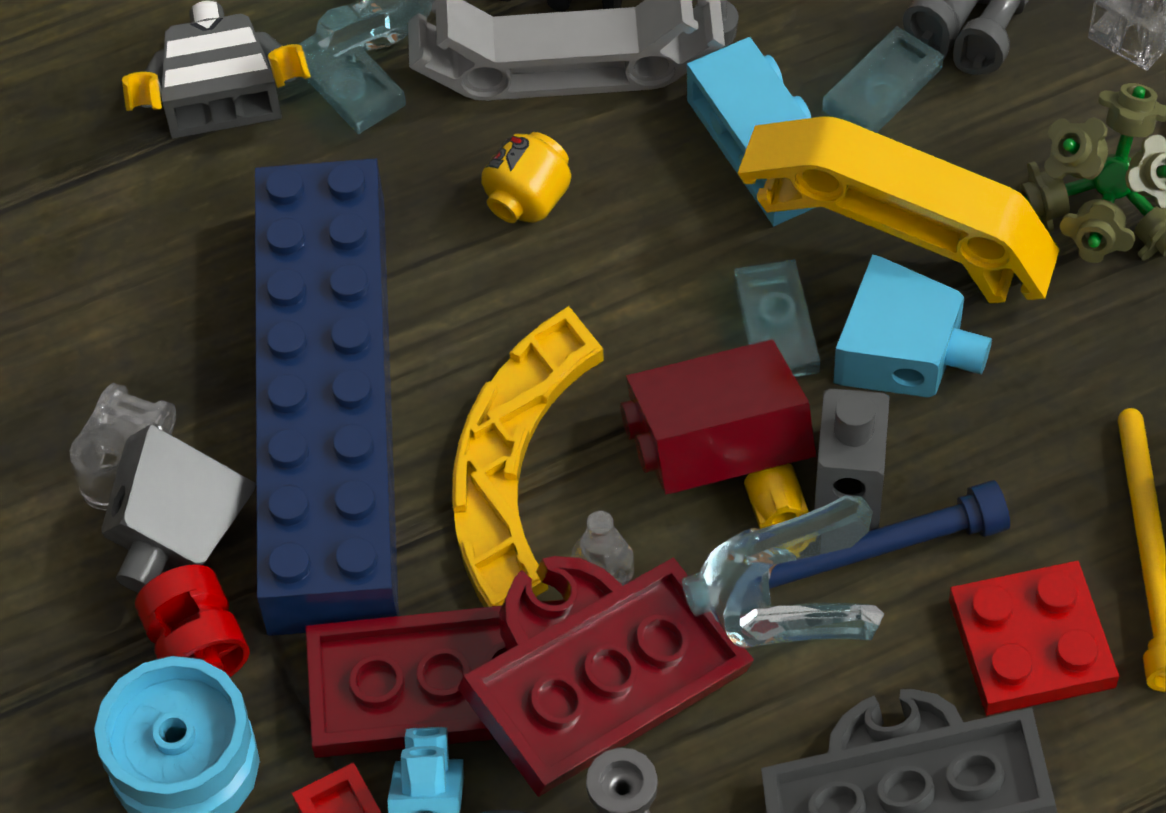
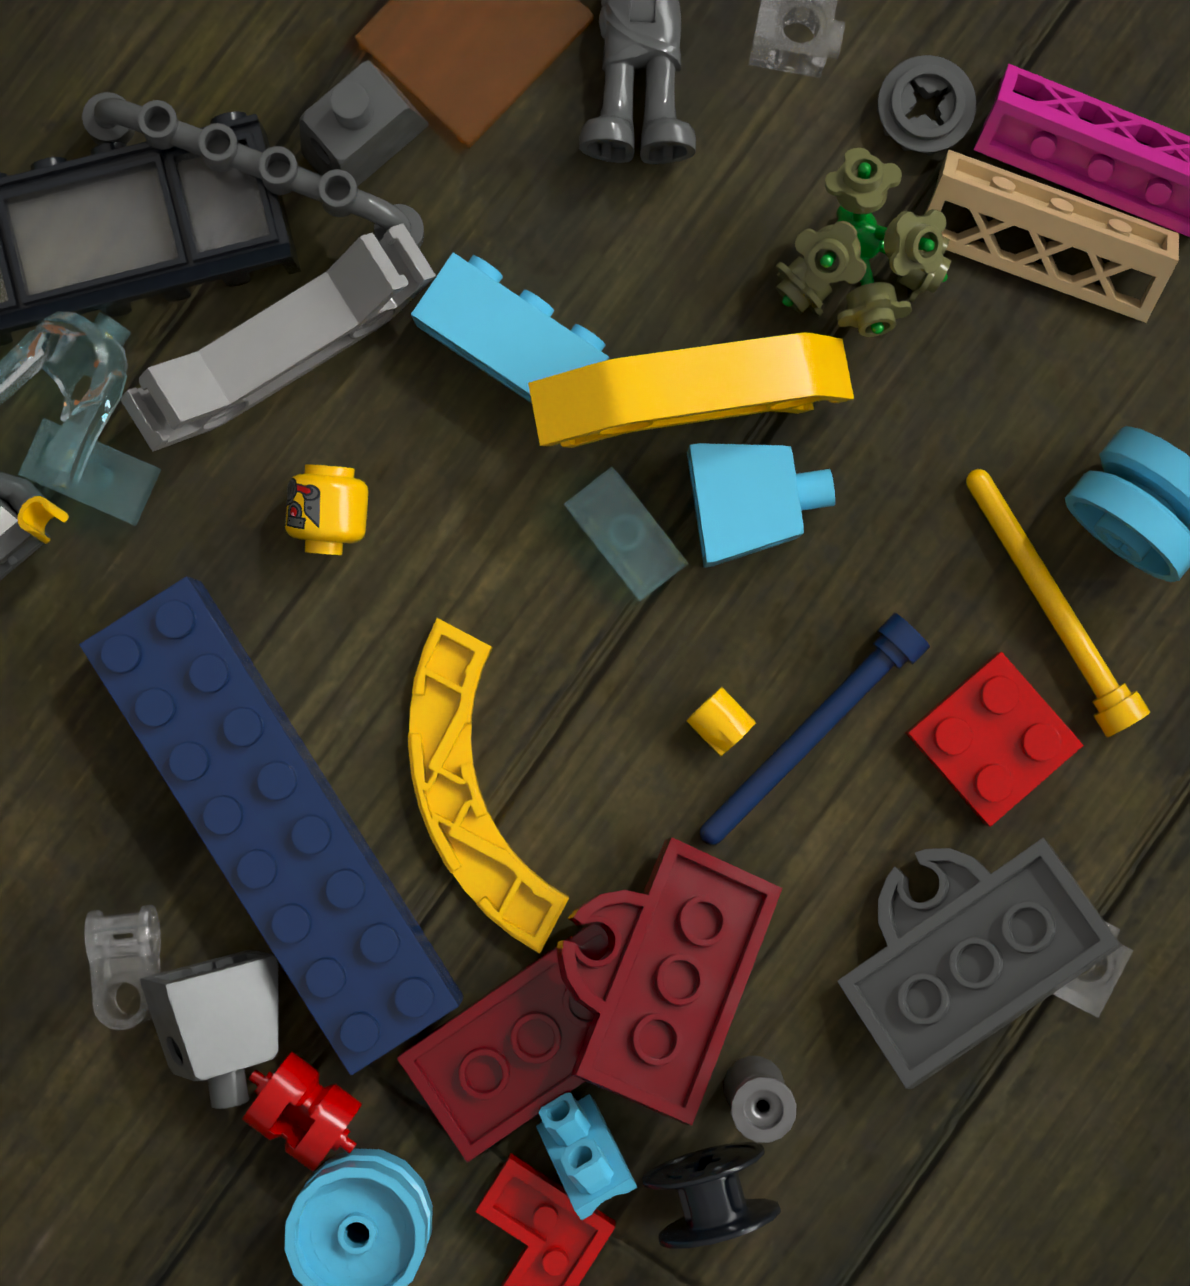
camera: 30 degrees left, 30 degrees up
(605, 547) = (610, 864): clear piece -> none
(718, 417) = (638, 682): dark red brick -> none
(744, 605) = (760, 840): clear light blue piece -> none
(853, 446) = (772, 660): dark grey torso -> none
(883, 81) = (592, 224): clear light blue plate -> none

